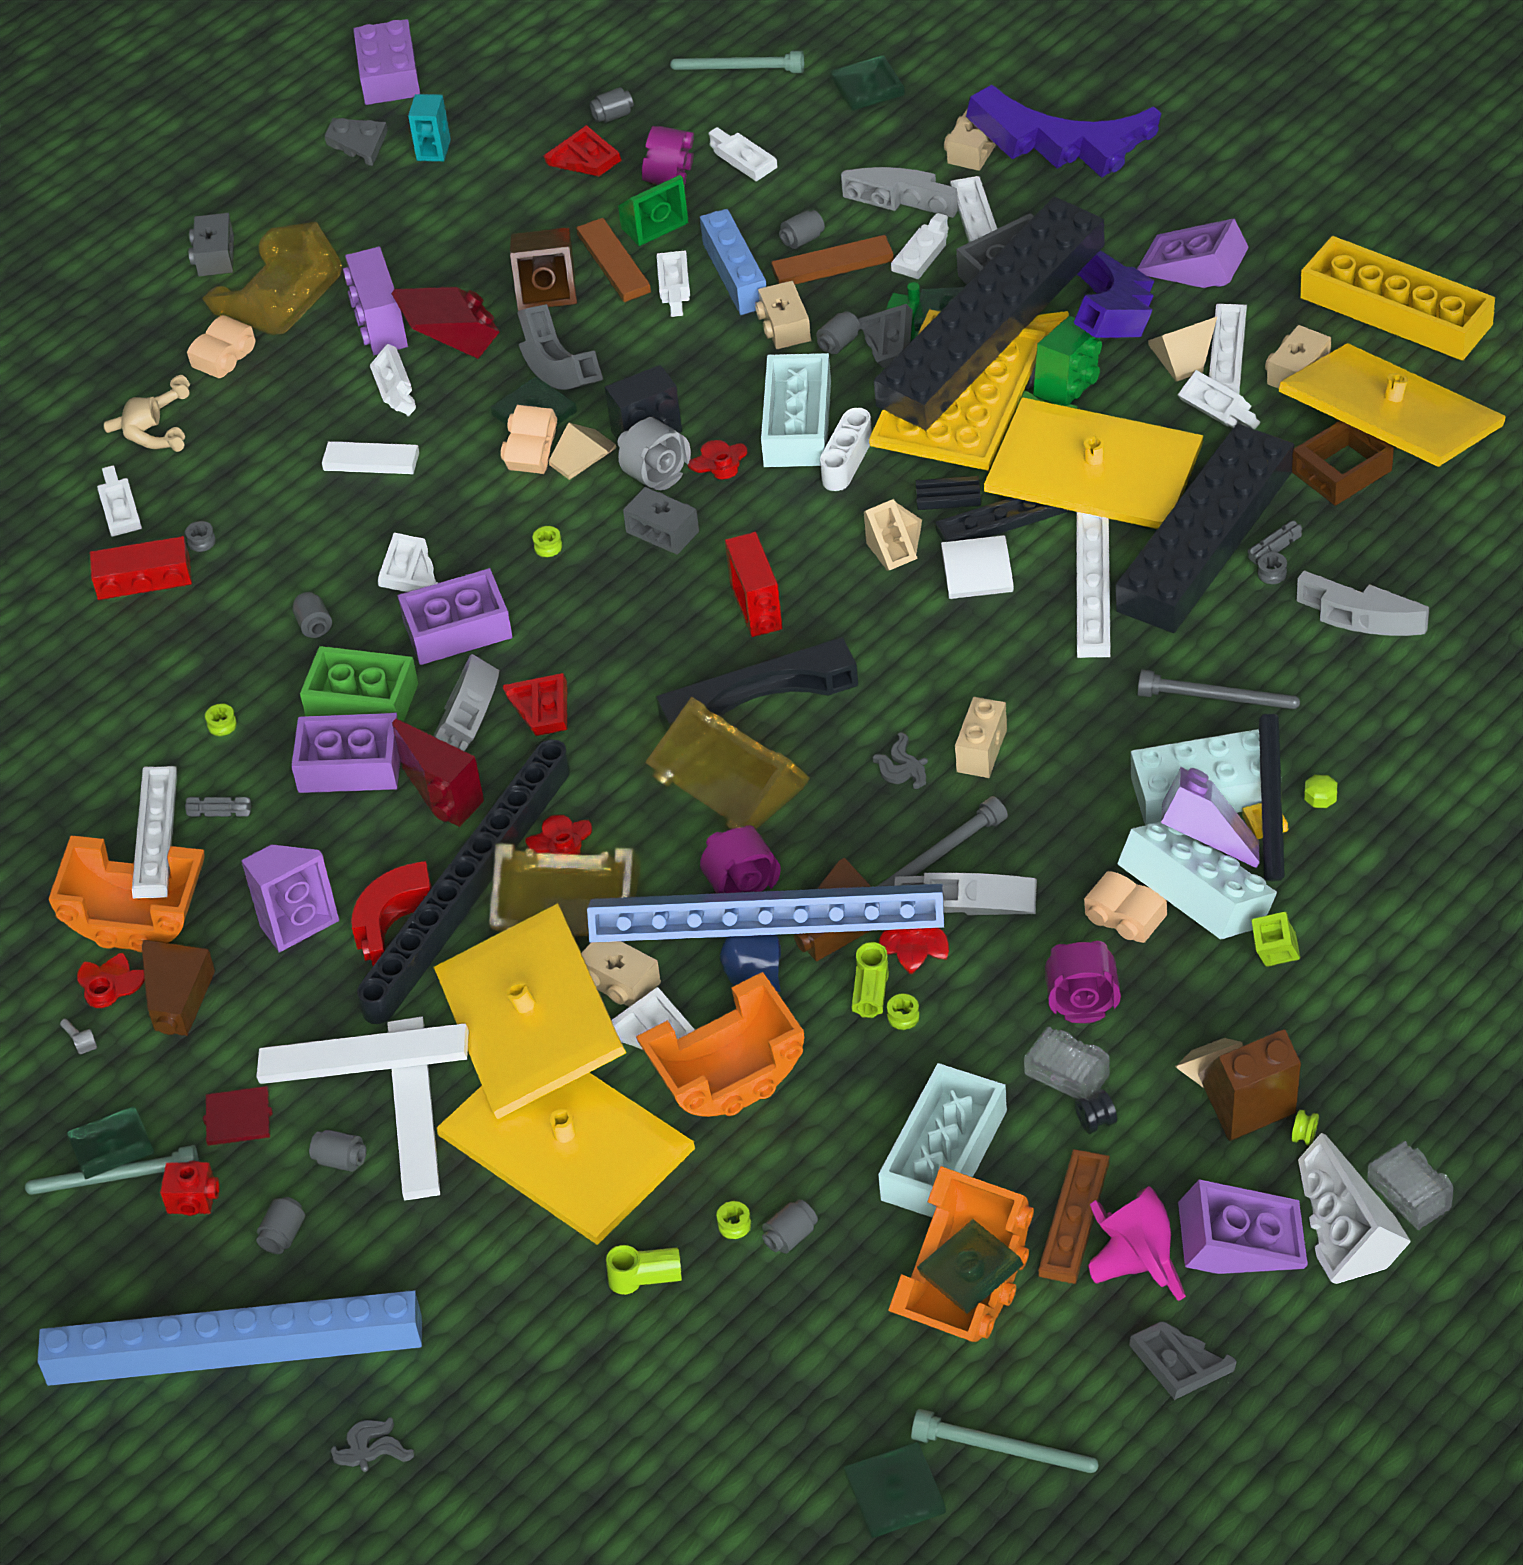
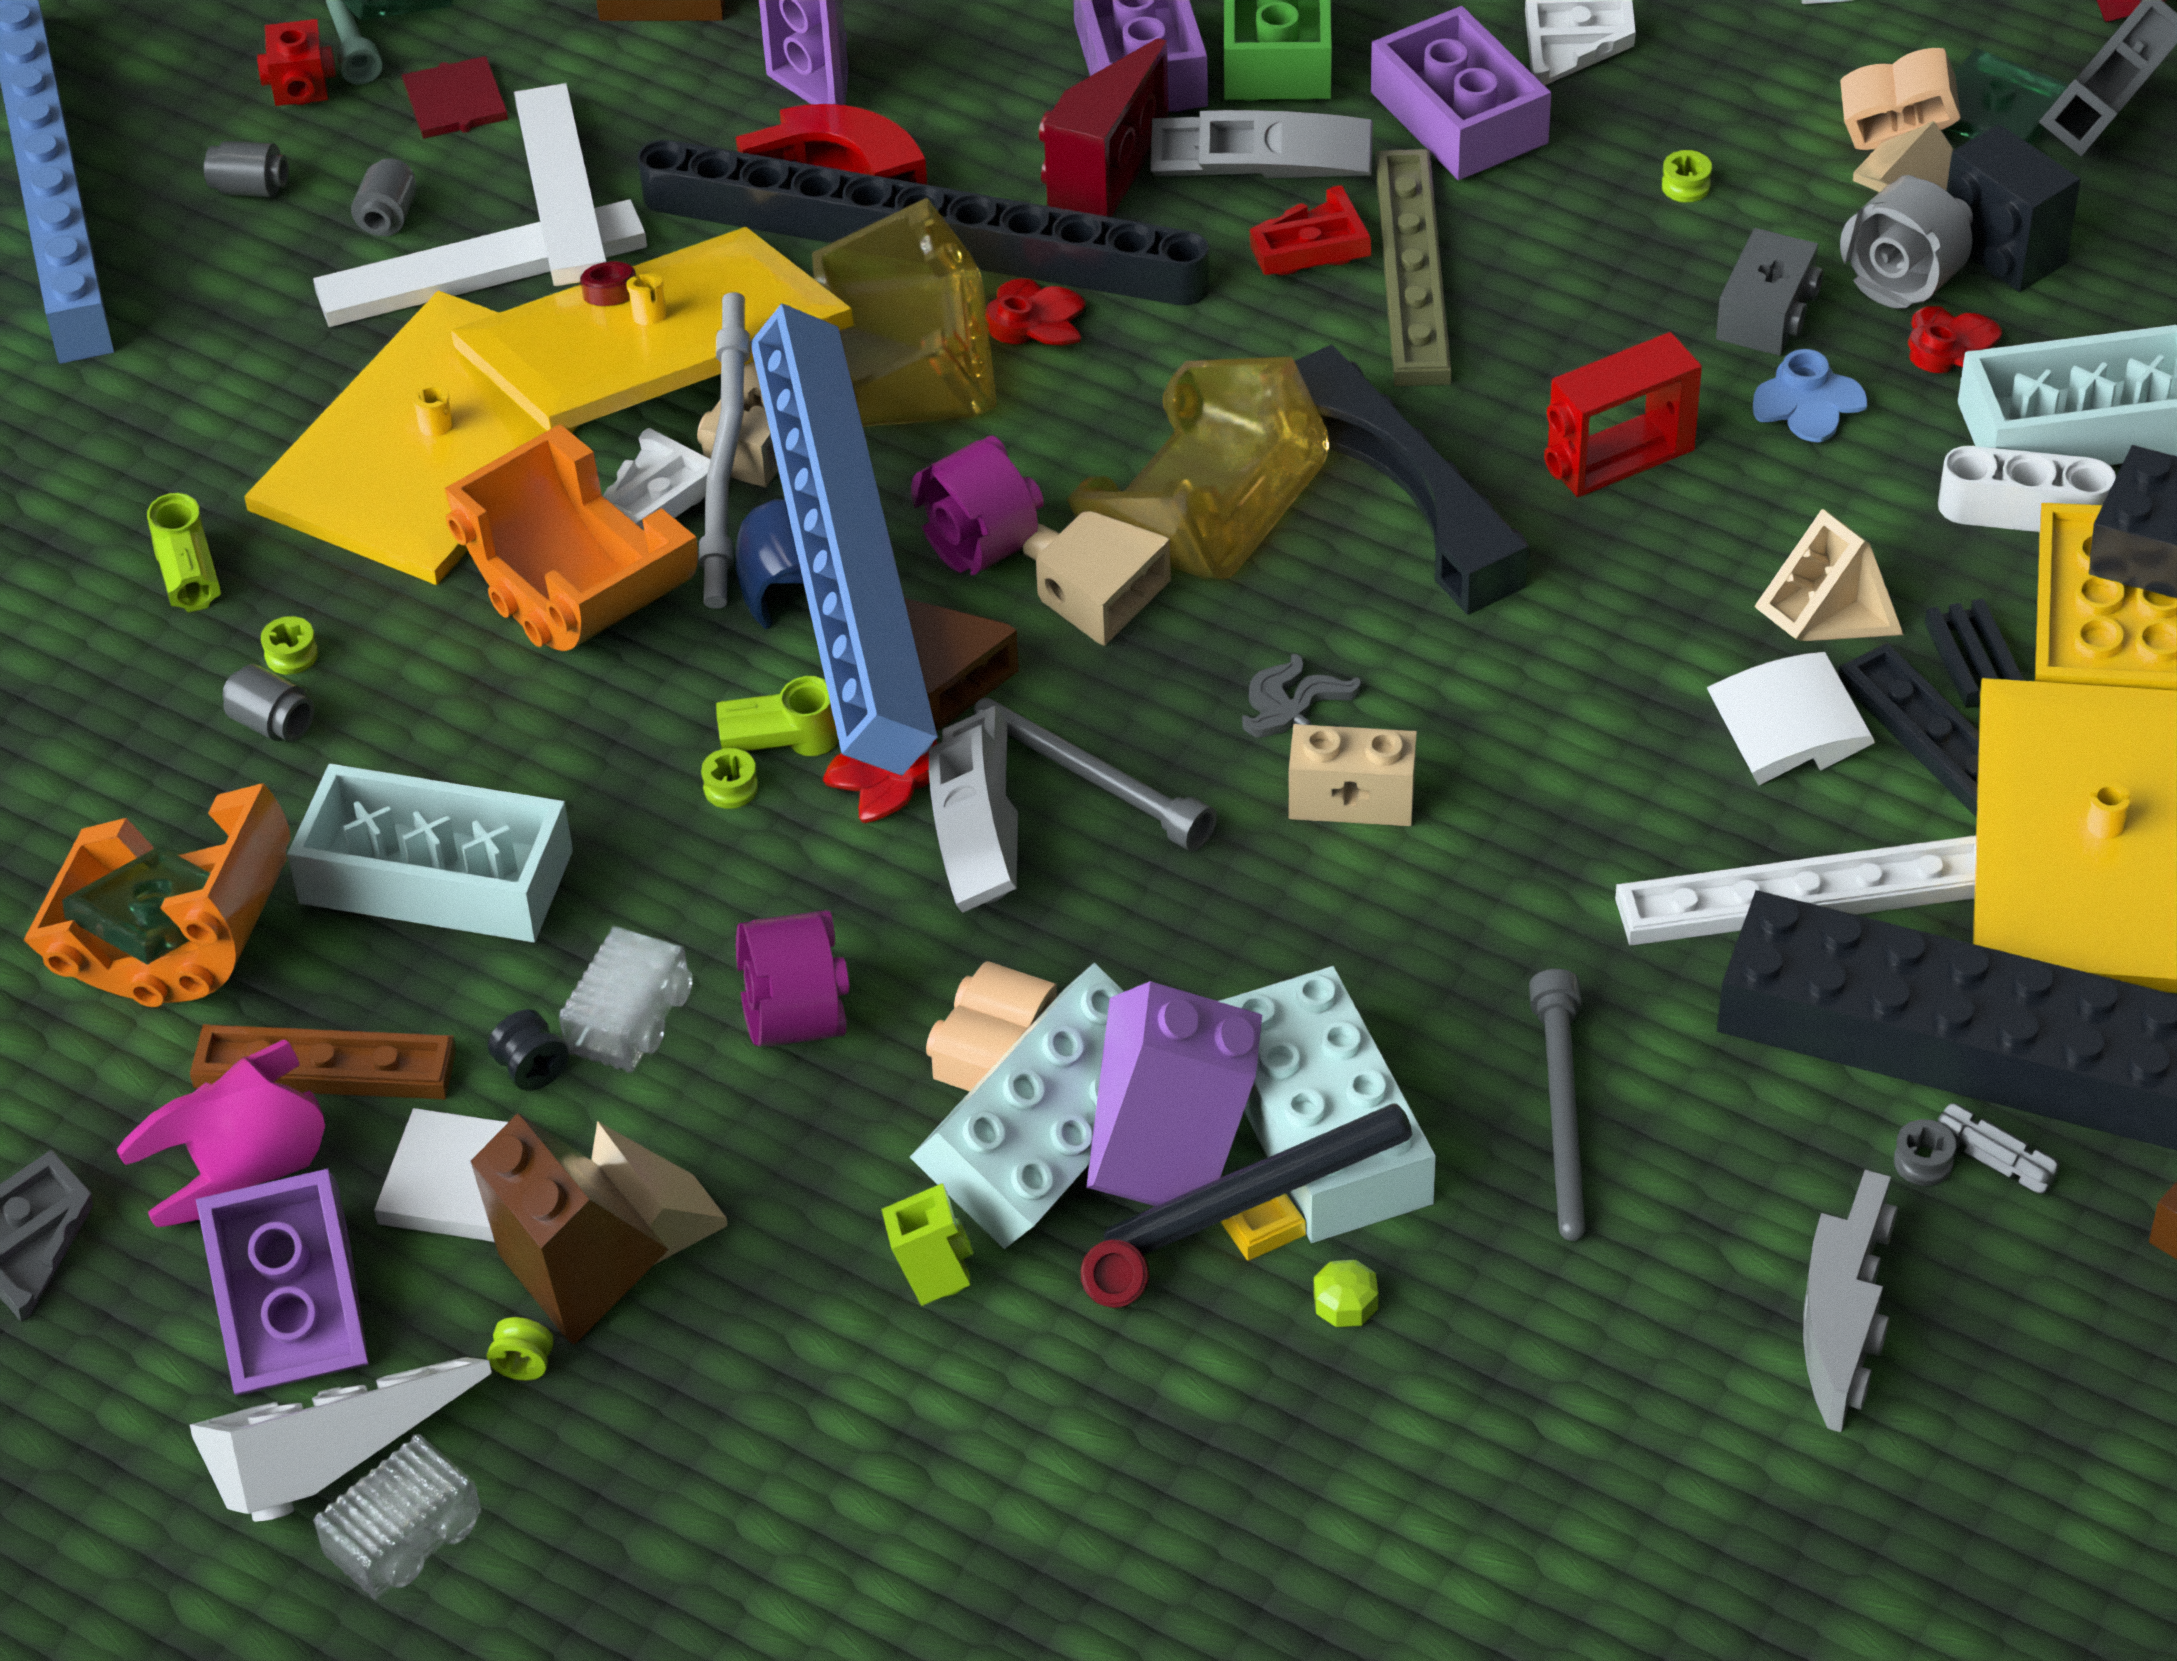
camera: 75 degrees right, 0 degrees up
(485, 1024) = (606, 283): none -> dark red tile
(581, 667) = (1412, 268): none -> olive tile
(589, 952) = (716, 547): none -> light grey bar
(741, 519) = (1808, 396): none -> medium blue plate
(796, 826) = (1099, 571): none -> tan torso
(1172, 1154) = (433, 1178): none -> white tile
(1297, 875) = (1115, 1273): none -> dark red tile

